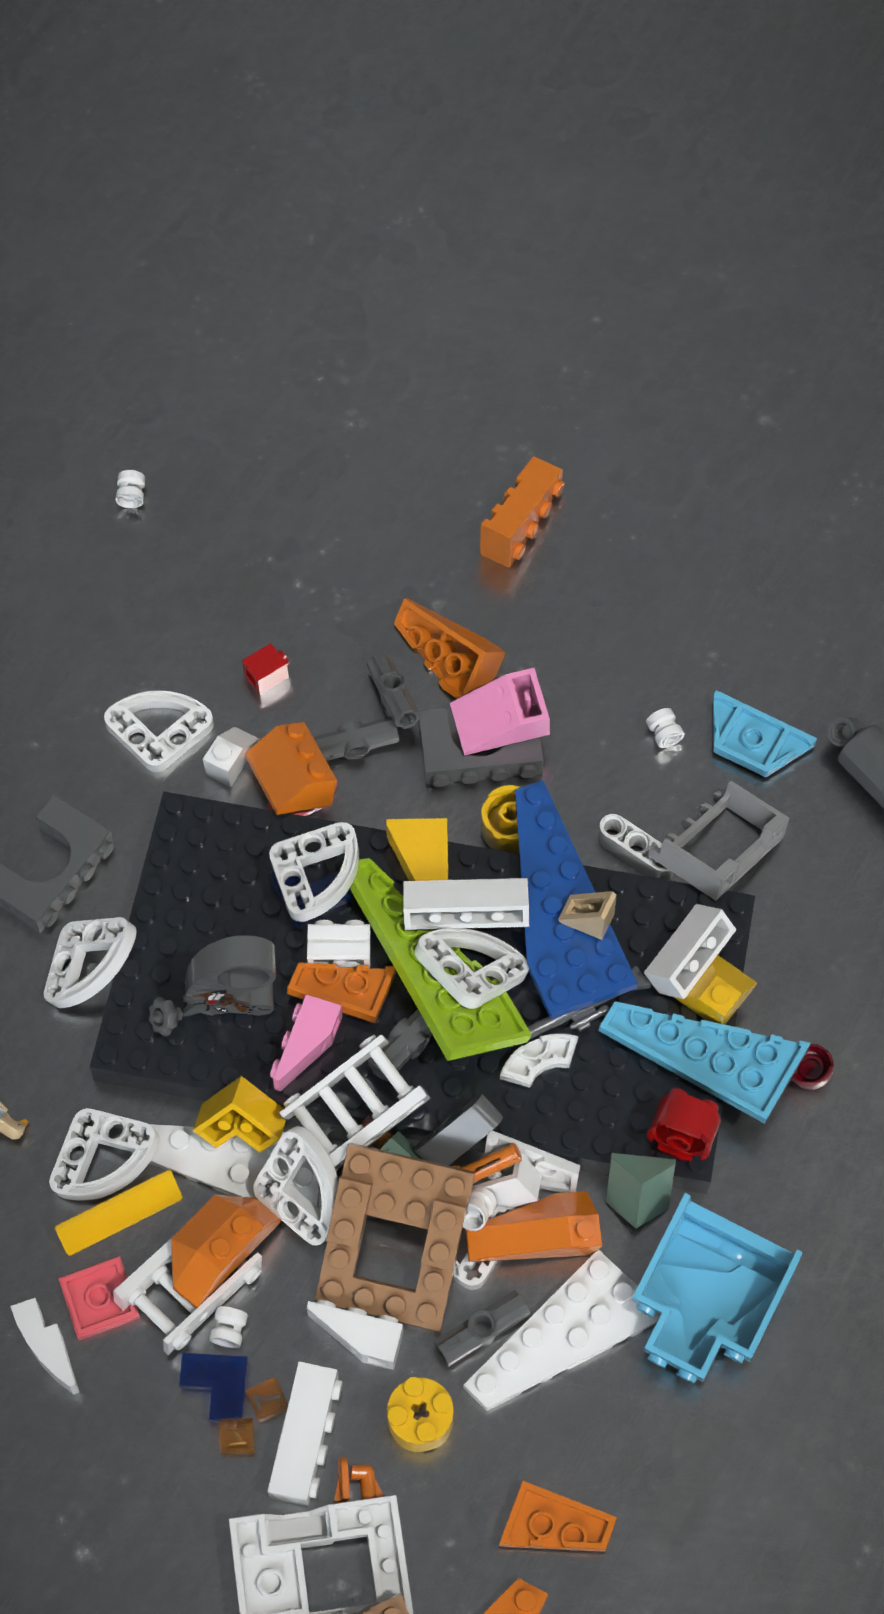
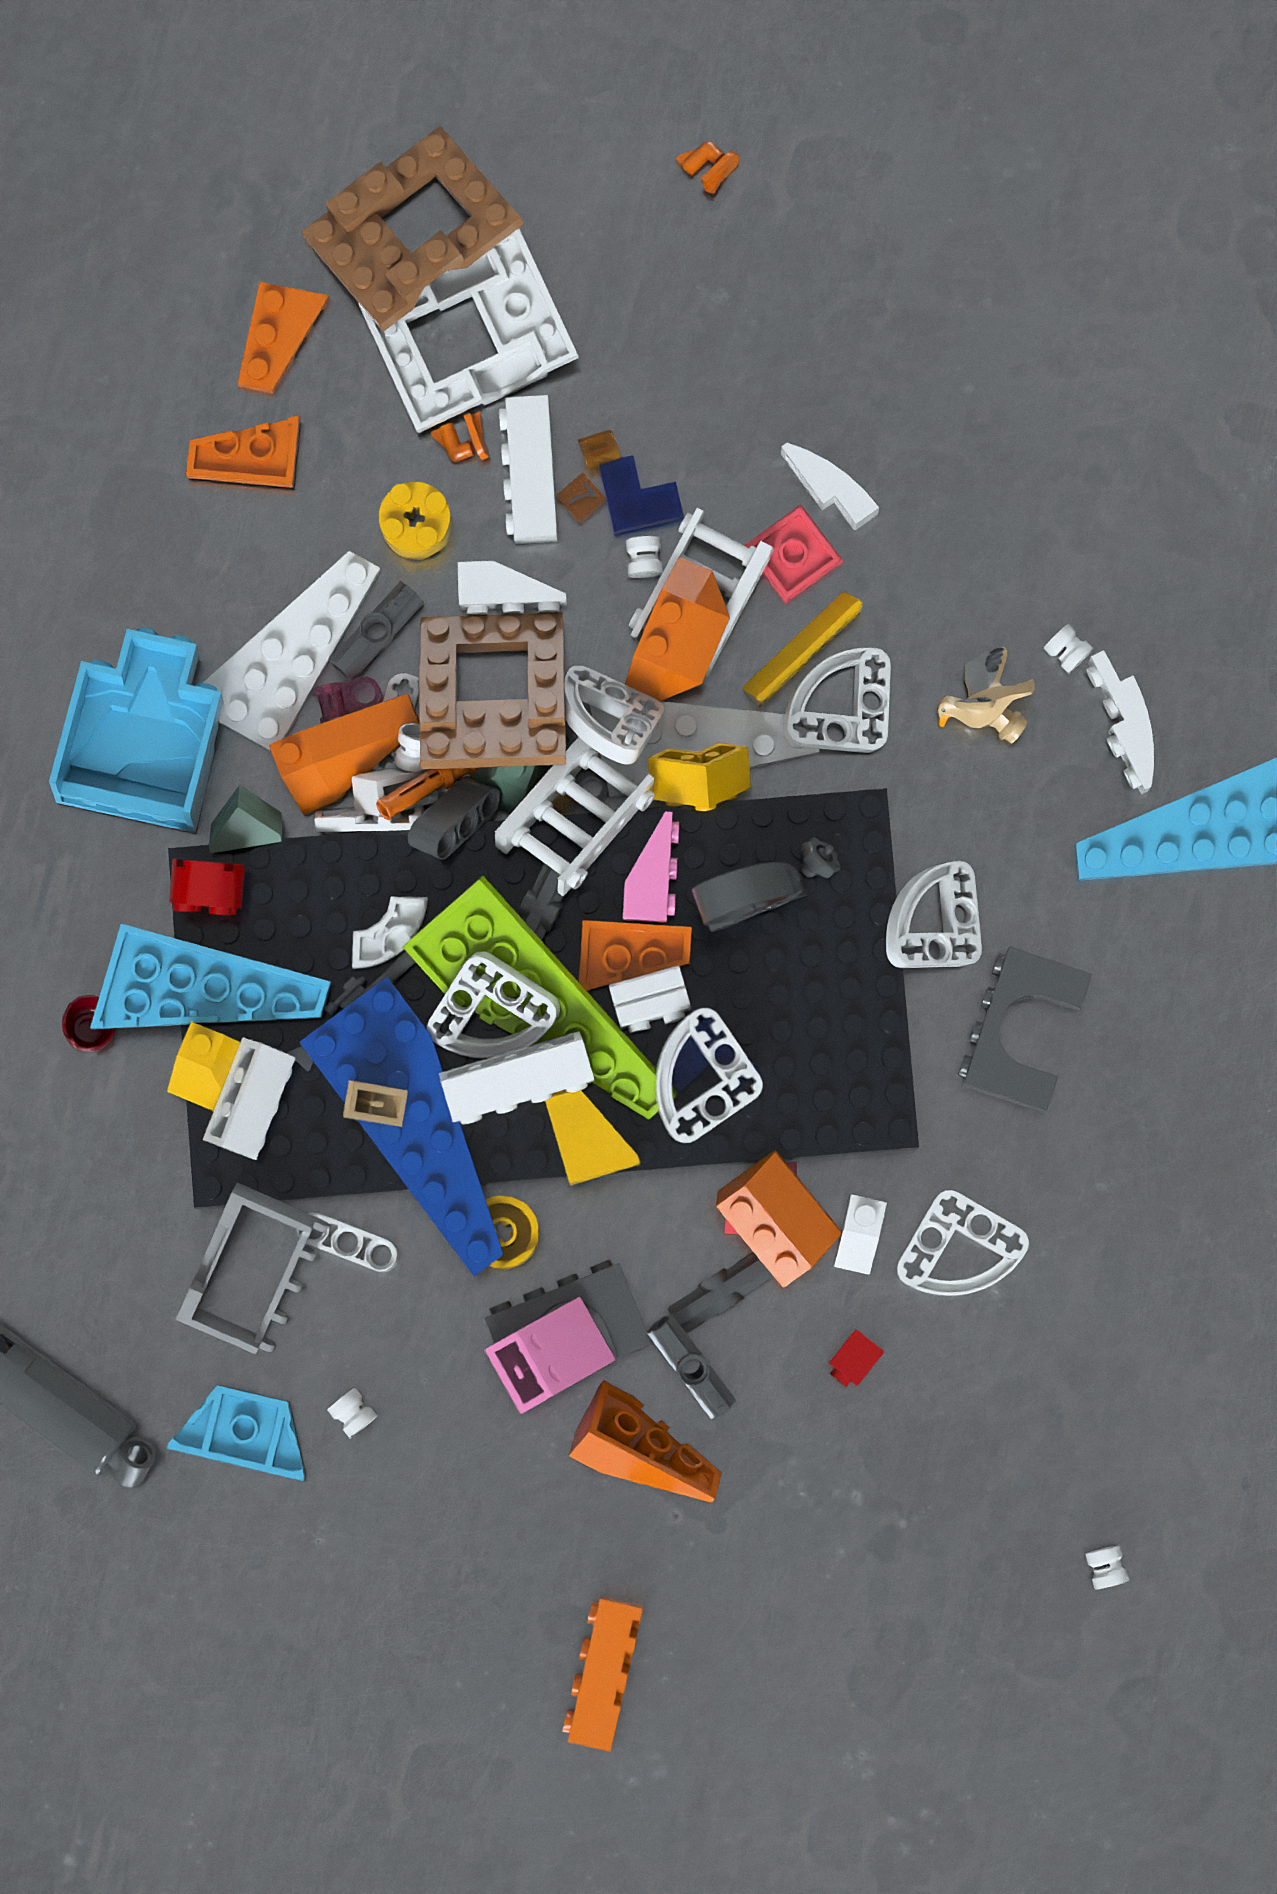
camera: 170 degrees right, 20 degrees up
(524, 1274) = (345, 697): none -> clear pink piece

